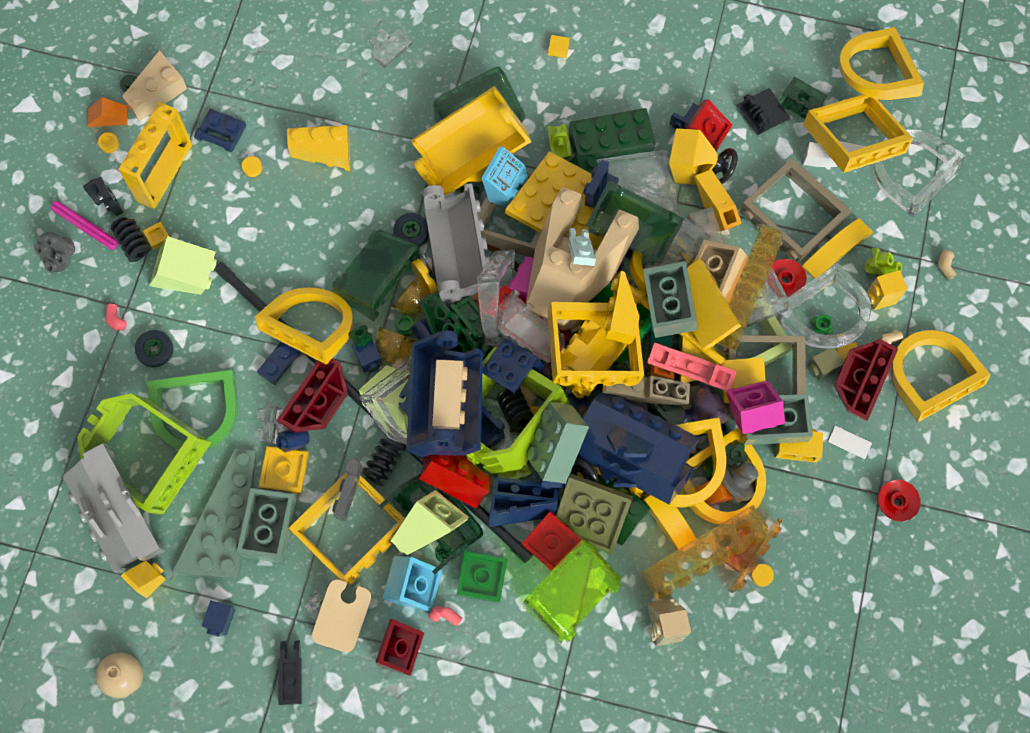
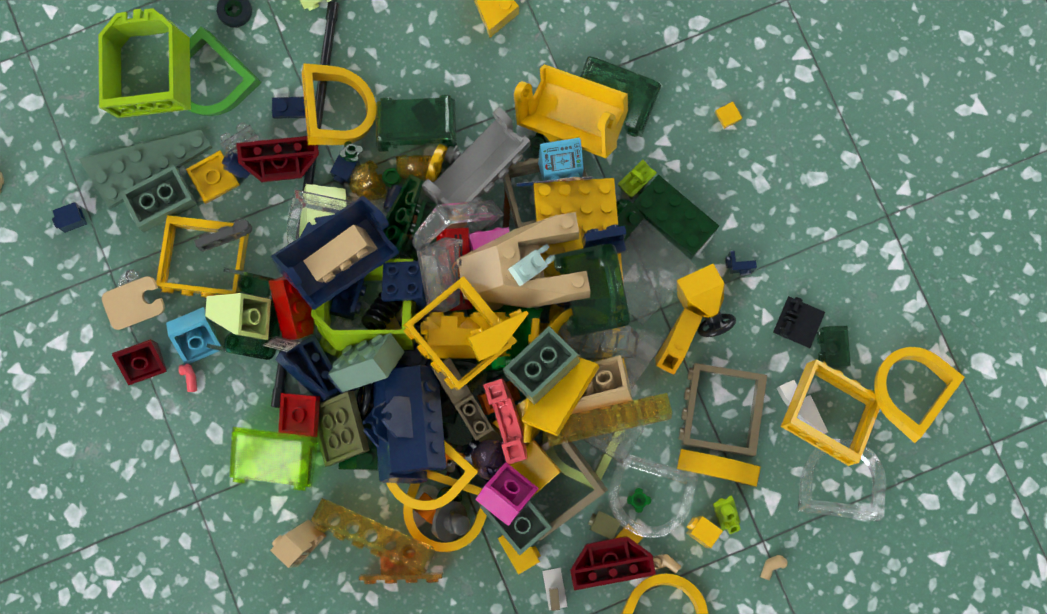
camera: 55 degrees right, 10 degrees up
(110, 510) = (80, 80): light grey piece -> none
(144, 578) = (57, 143): yellow slope -> none
(290, 675) = (66, 299): black hinge -> none
(382, 460) = (267, 244): black piece -> none
(409, 221) = (465, 116): black bush -> none
(481, 509) = (281, 344): none -> white sticker
(482, 577) = (236, 383): green plate -> none
(524, 182) = (564, 179): none -> sticker
(670, 522) = (379, 501): yellow slope -> none
(710, 123) = (744, 288): red plate -> none
(730, 450) = (469, 499): dark green plate -> none
(762, 575) = (392, 592): yellow tile -> none
(792, 272) = (667, 441): red dish -> none
(863, 442) = (554, 599): none -> dark tan tile

